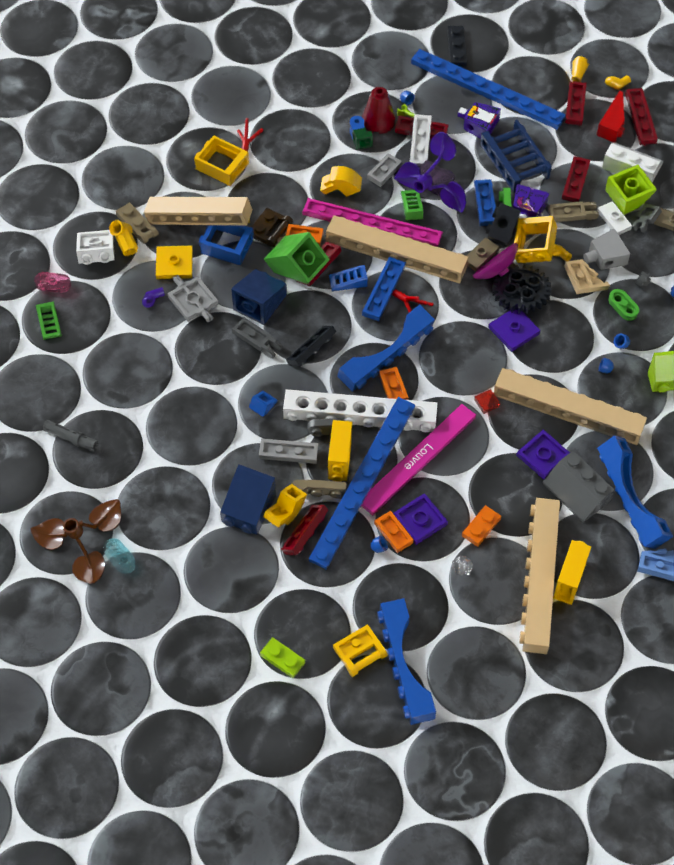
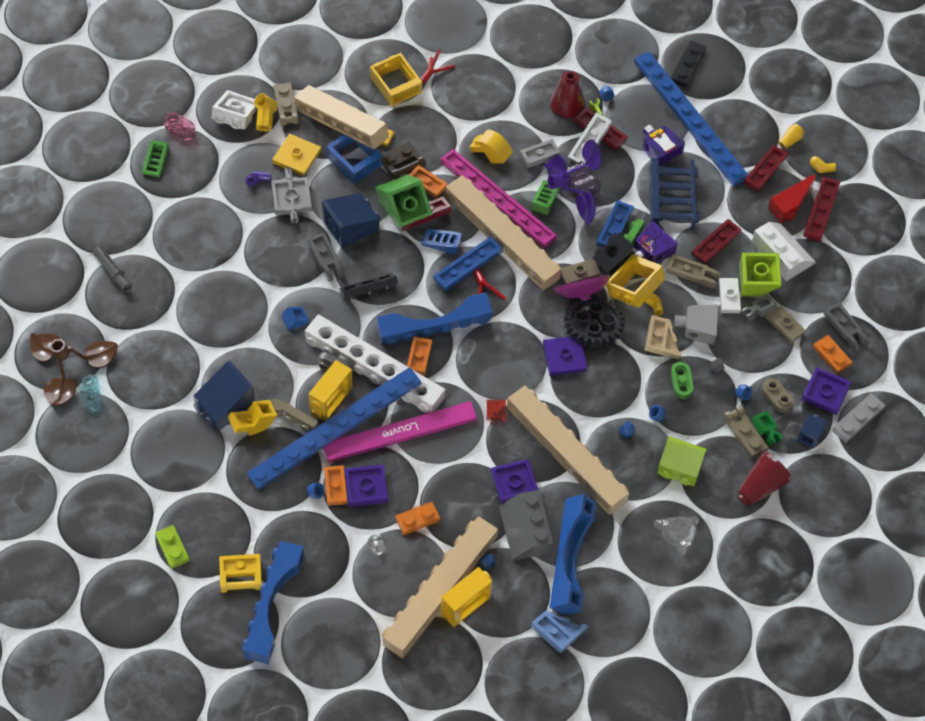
camera: 25 degrees right, 0 degrees up
(288, 451) = (289, 370): light grey plate -> none
(304, 530) = (259, 446): dark red plate -> none
(359, 135) = (538, 112): dark green leg -> none
(565, 533) = (487, 561): none -> blue hinge

